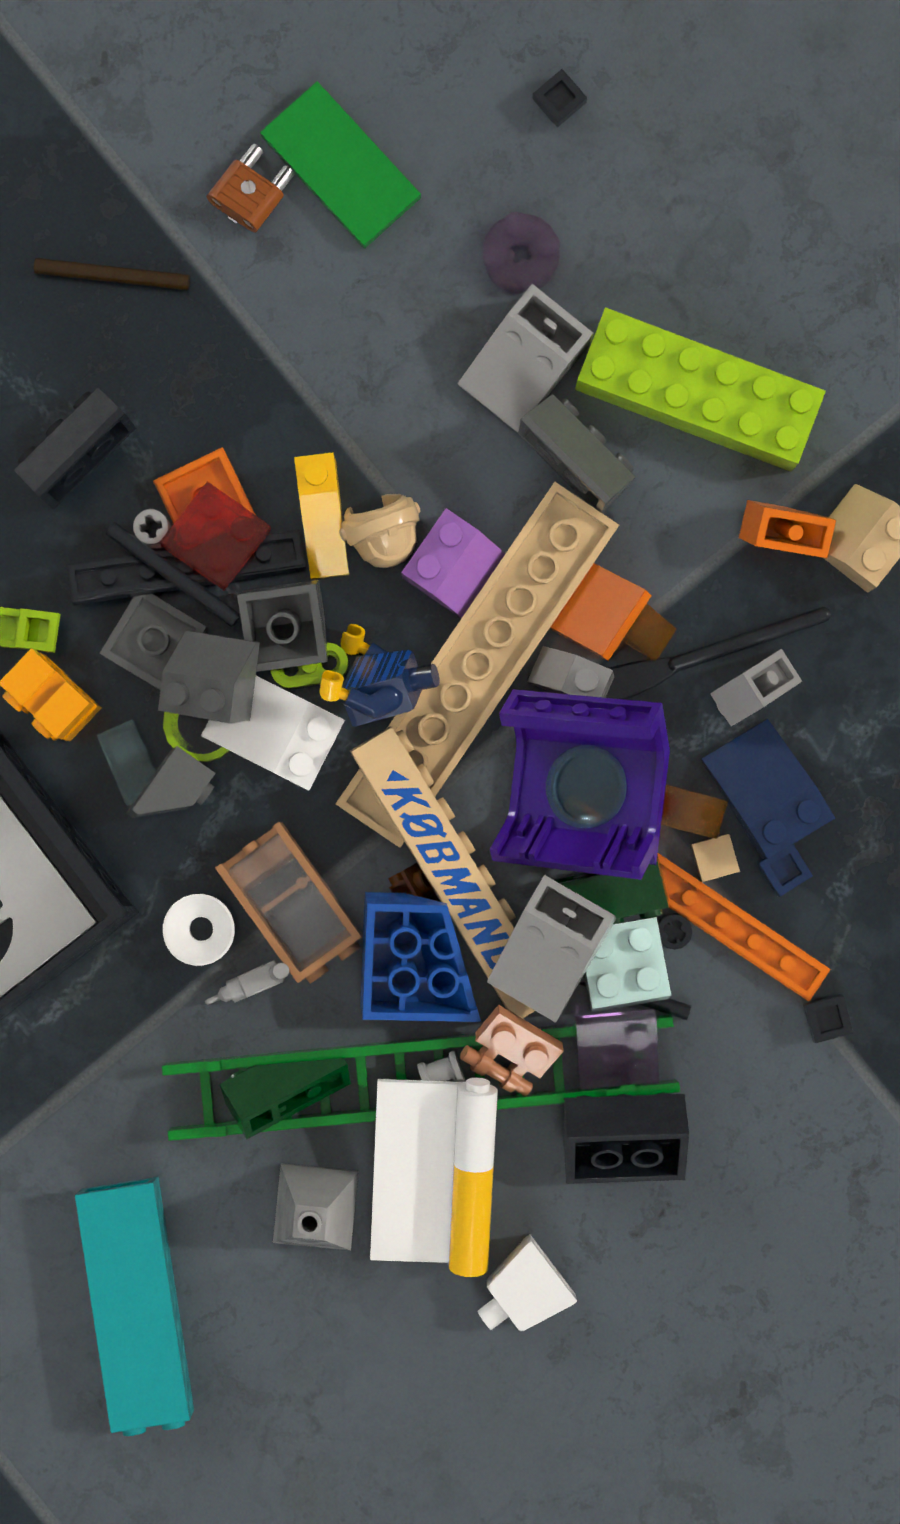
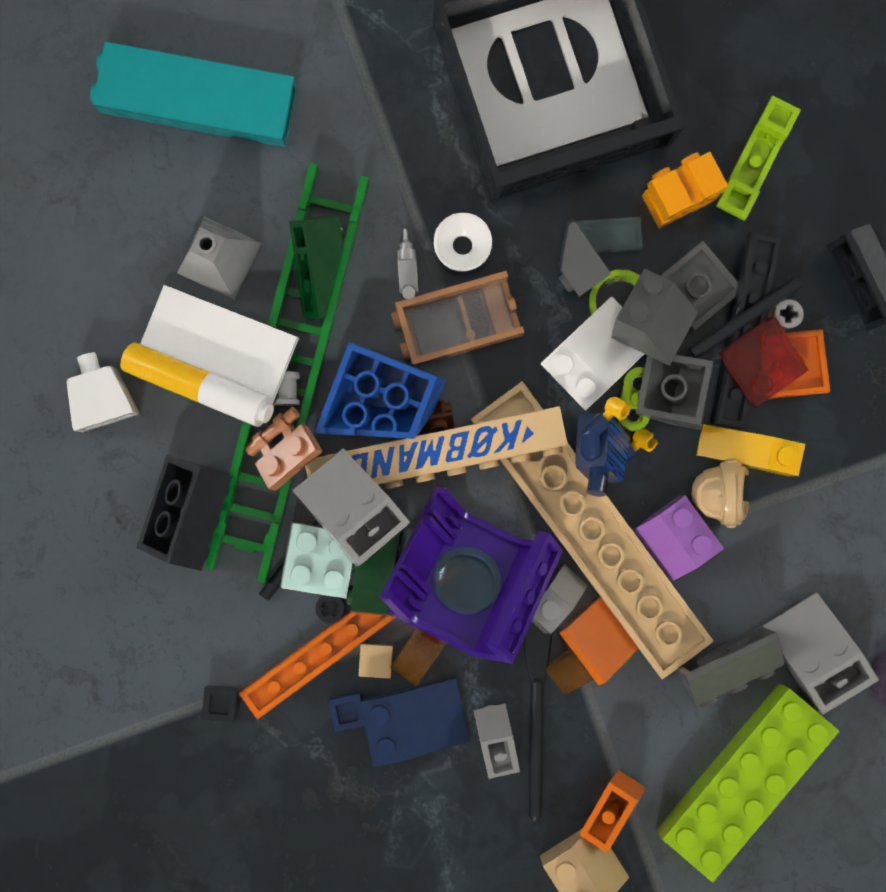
camera: 105 degrees right, 0 degrees up
(617, 1049) = (255, 531): clear purple plate -> none

